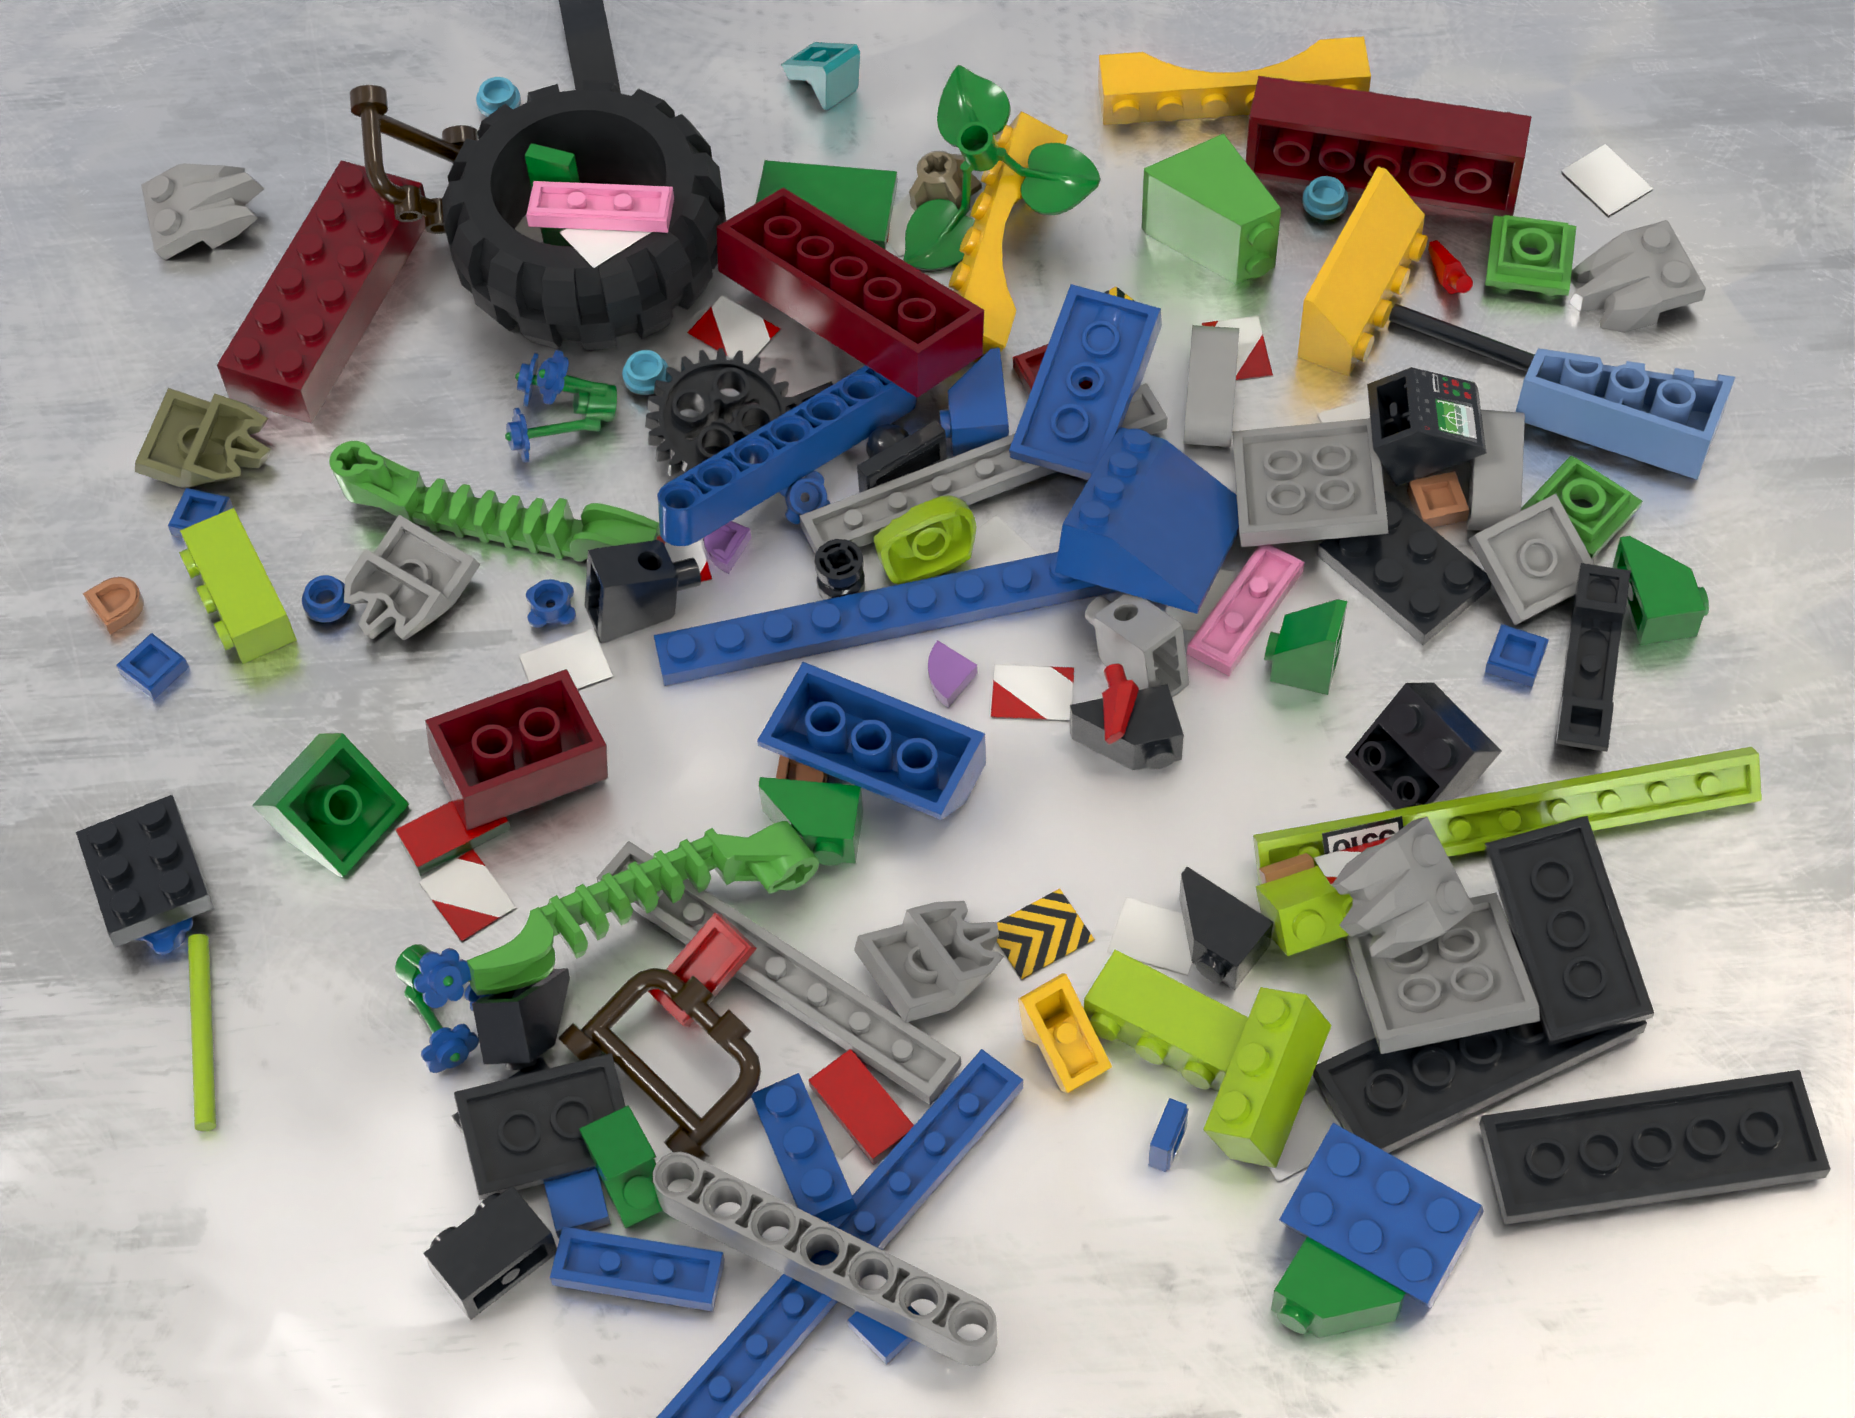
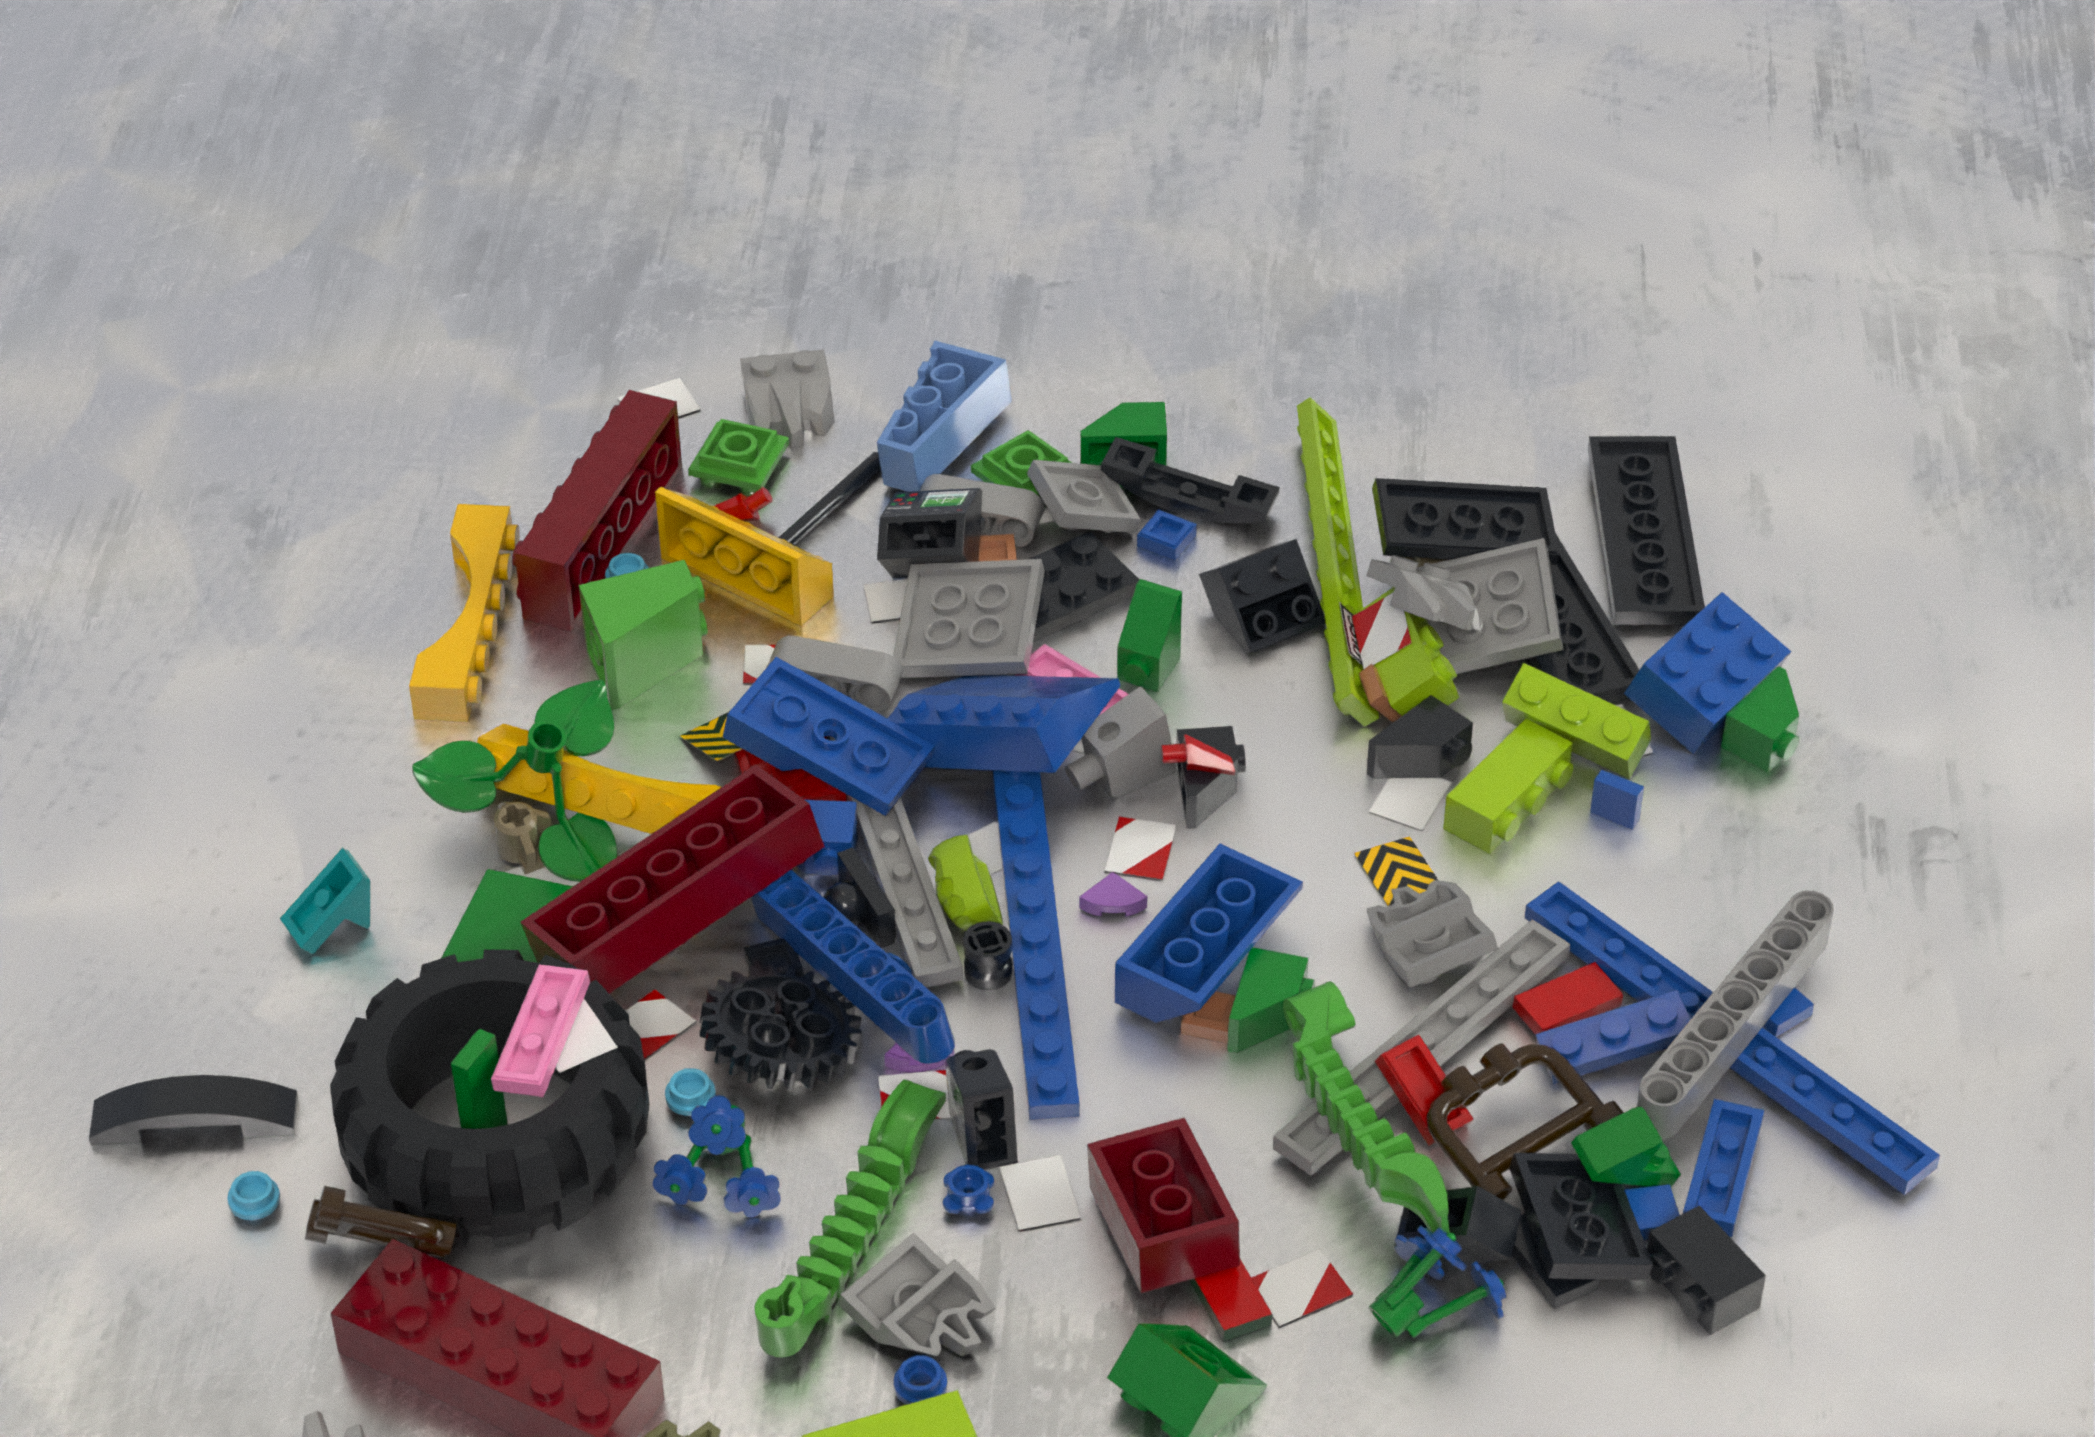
camera: 85 degrees left, 15 degrees down
(1063, 1032) = (1511, 847): yellow slope -> none

